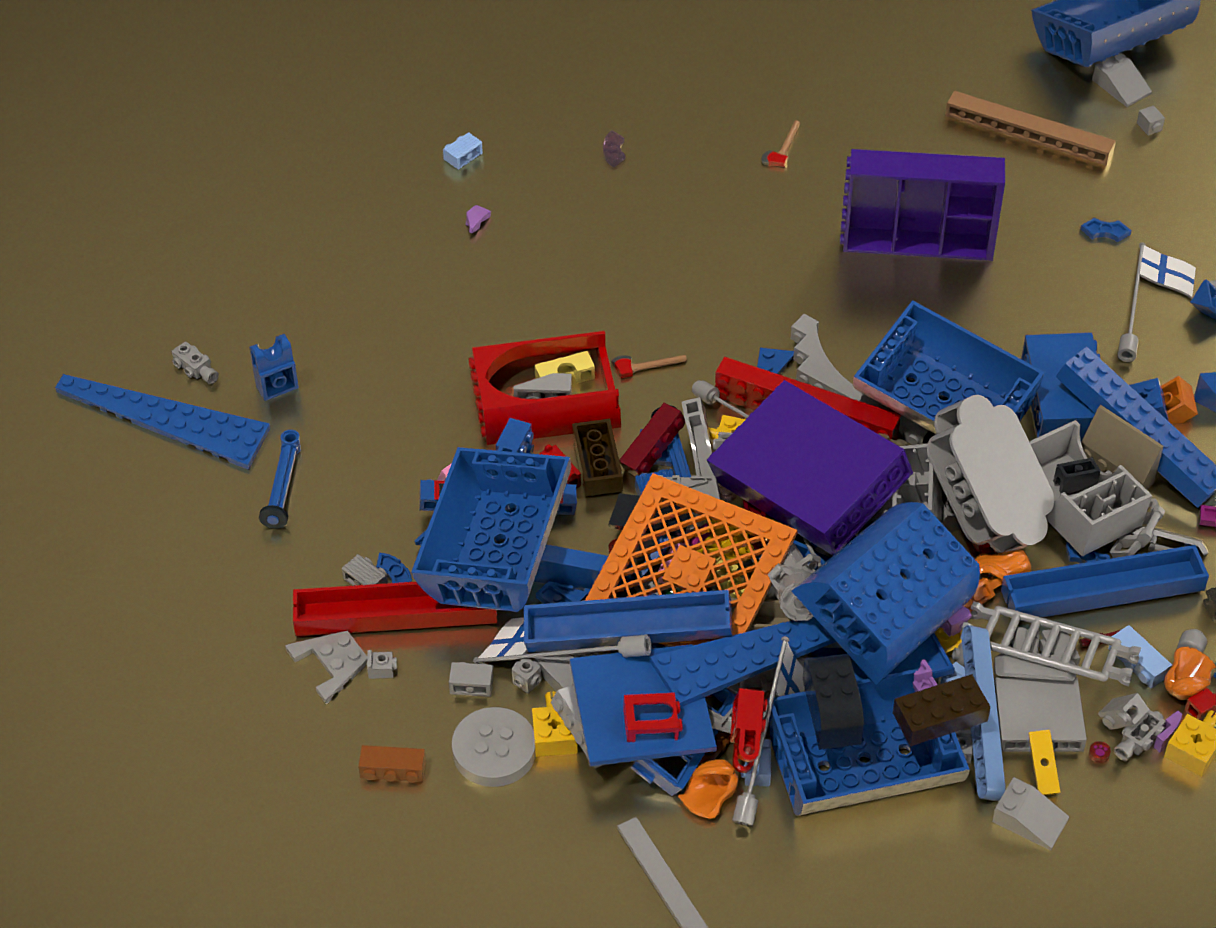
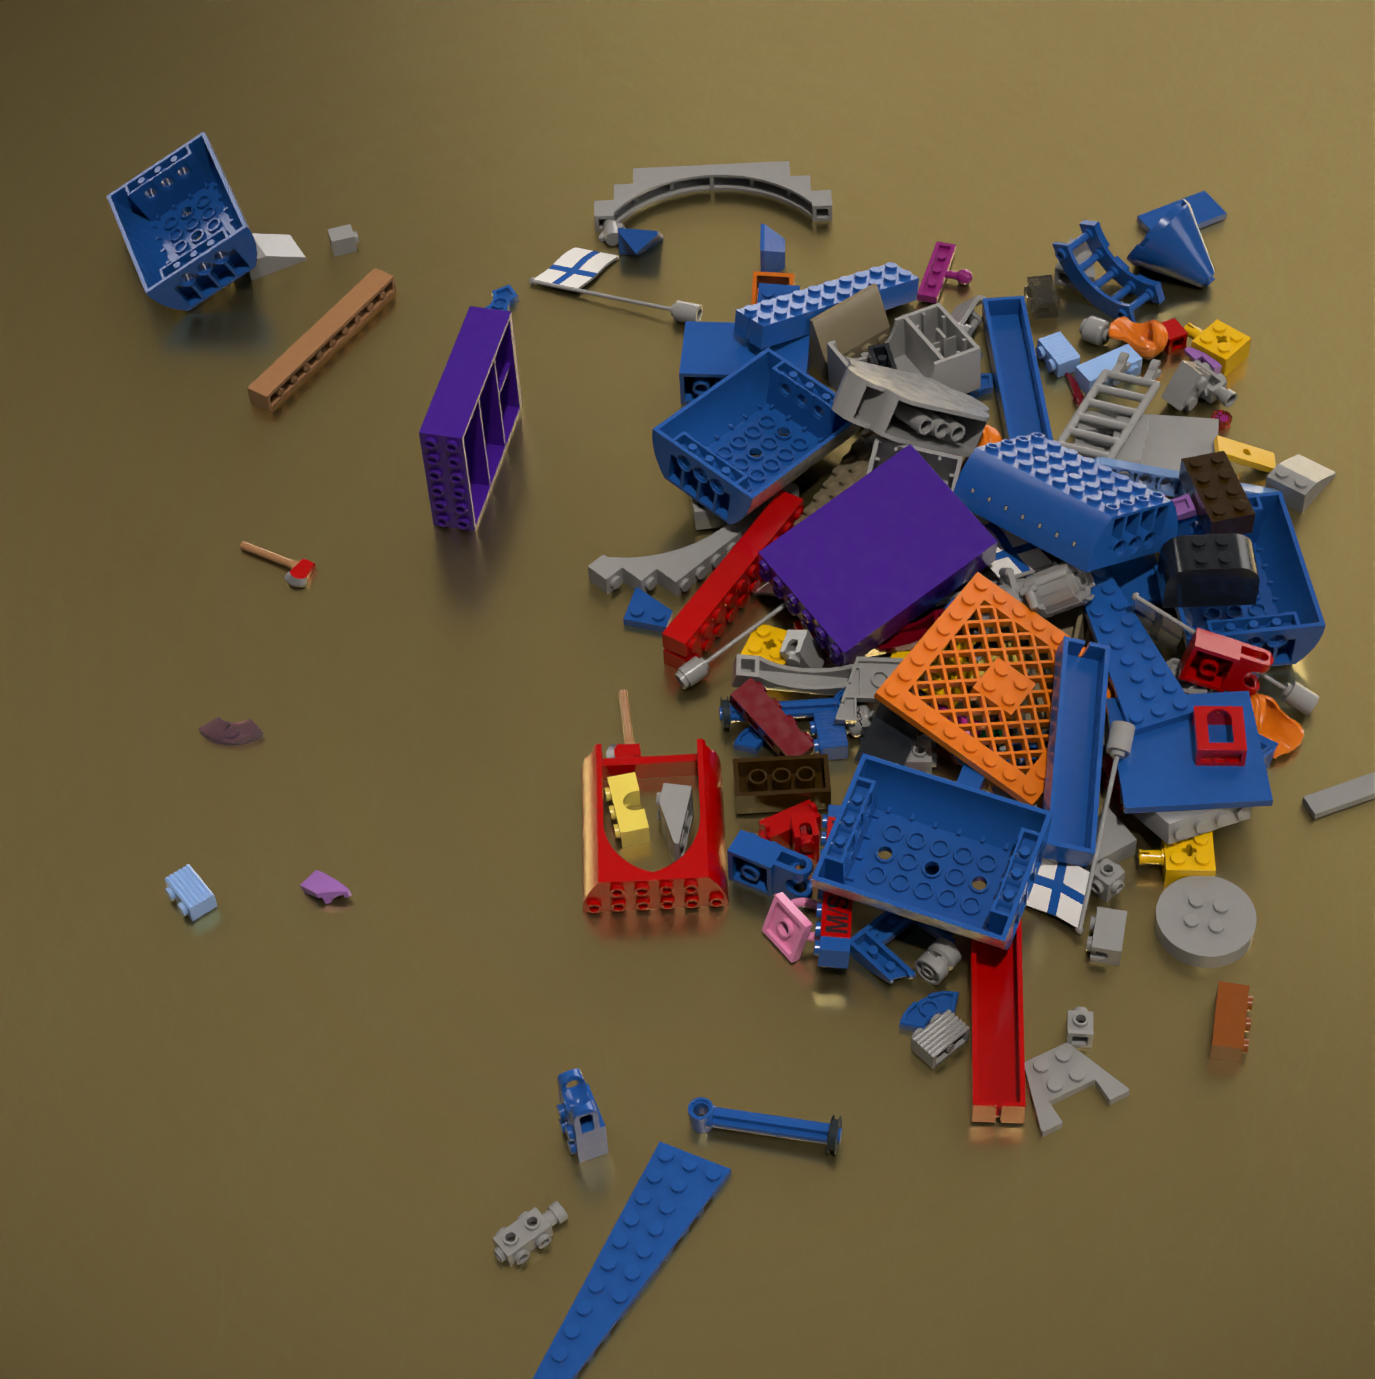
camera: 80 degrees left, 0 degrees up
(1150, 616) = (1057, 354): none -> light blue brick

